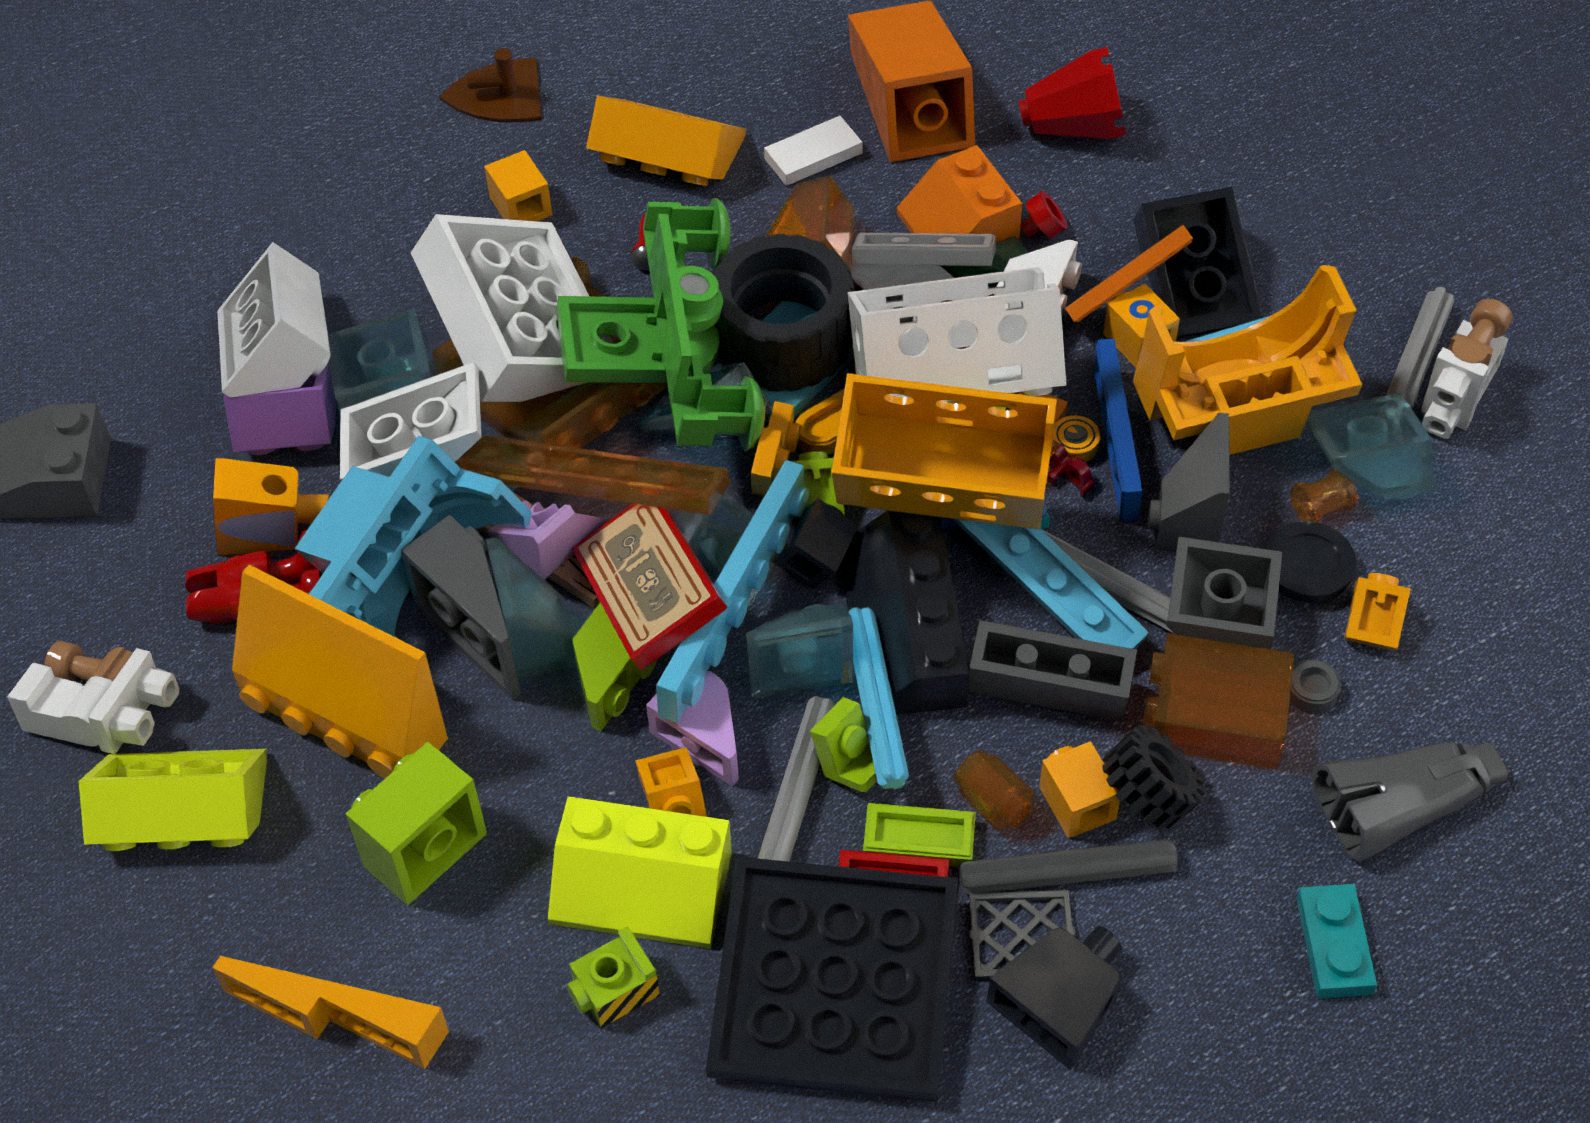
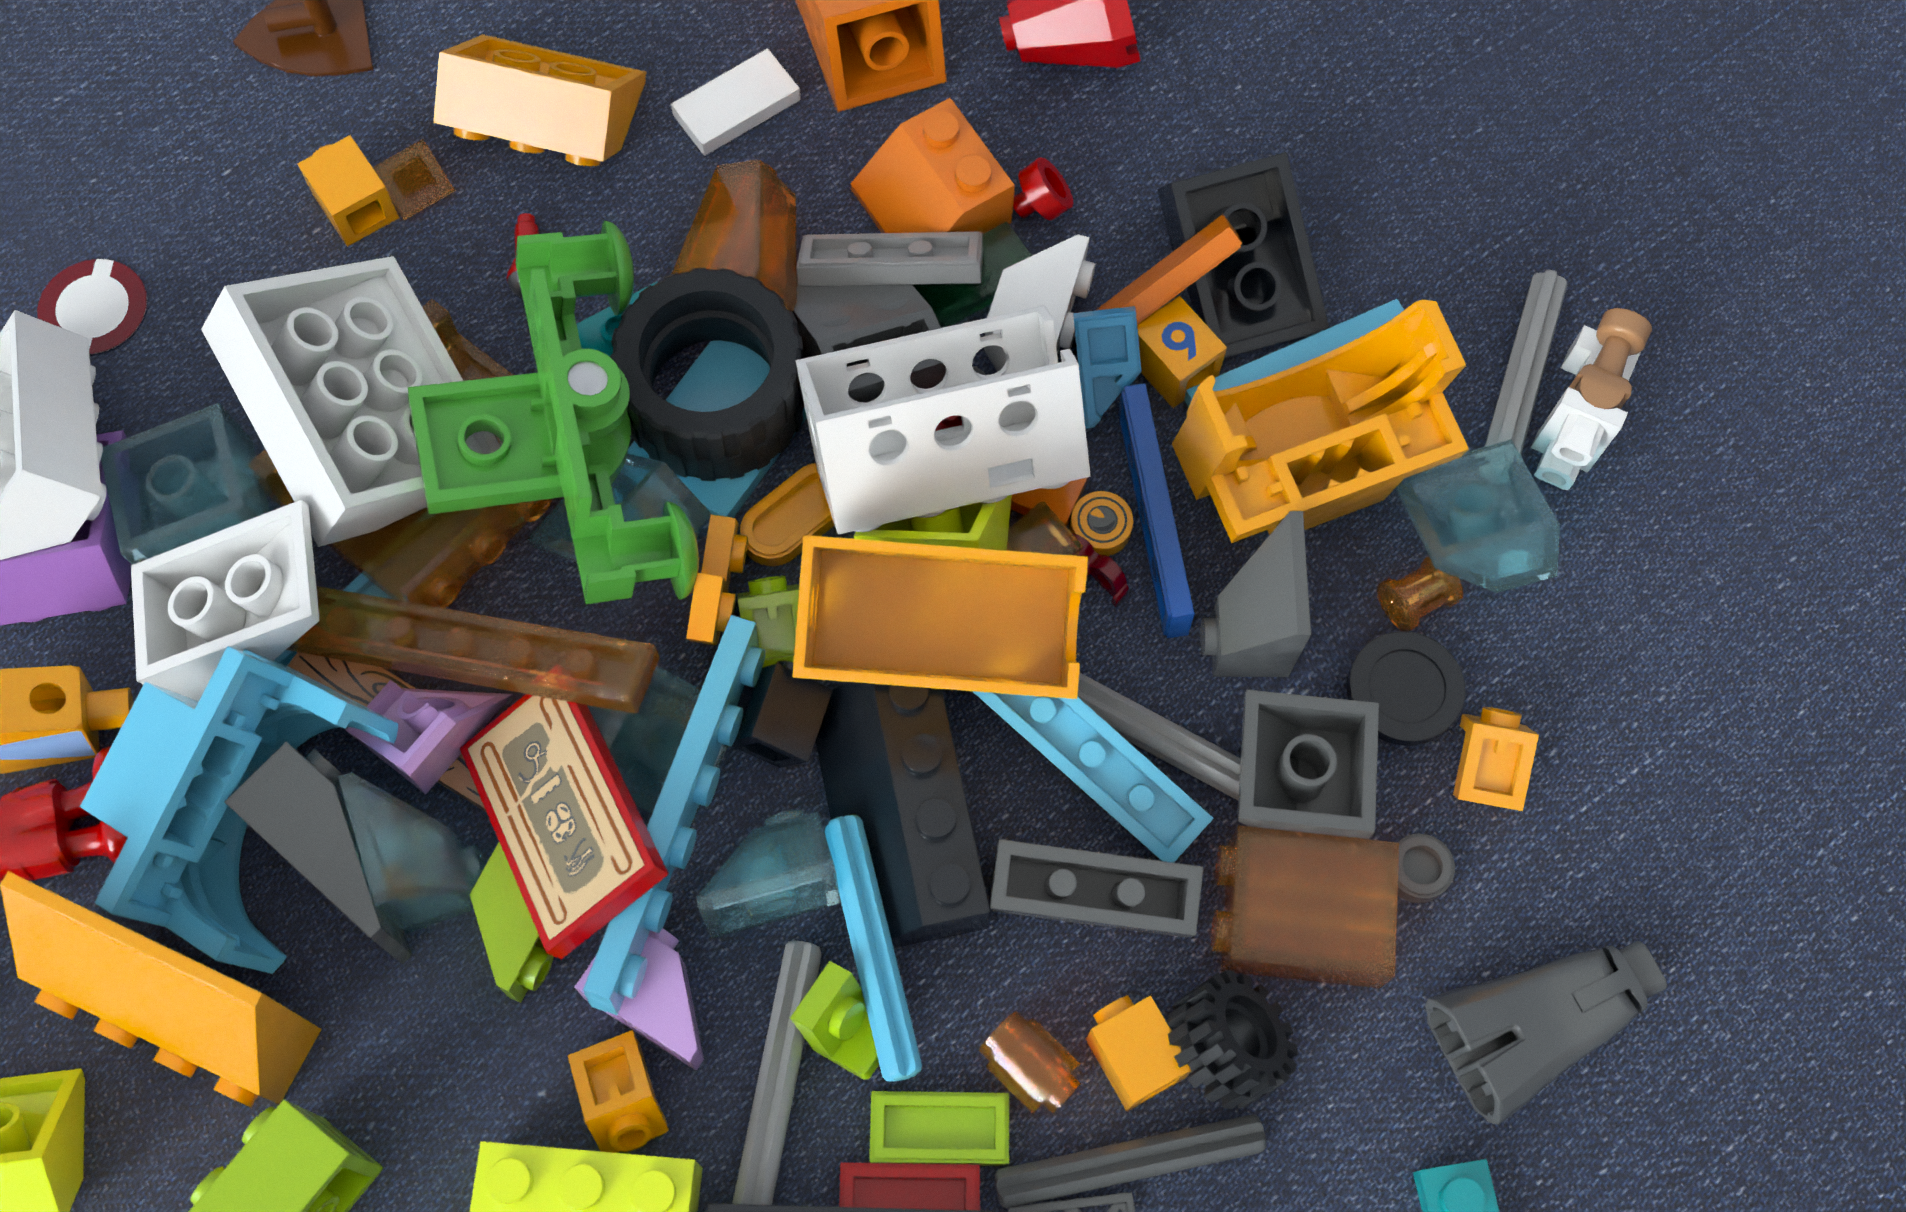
camera: 10 degrees left, 15 degrees up
(328, 253) = (95, 301): none -> sticker
(568, 187) = (413, 179): none -> clear orange slope
(1084, 321) = (1106, 357): none -> dark azure tile

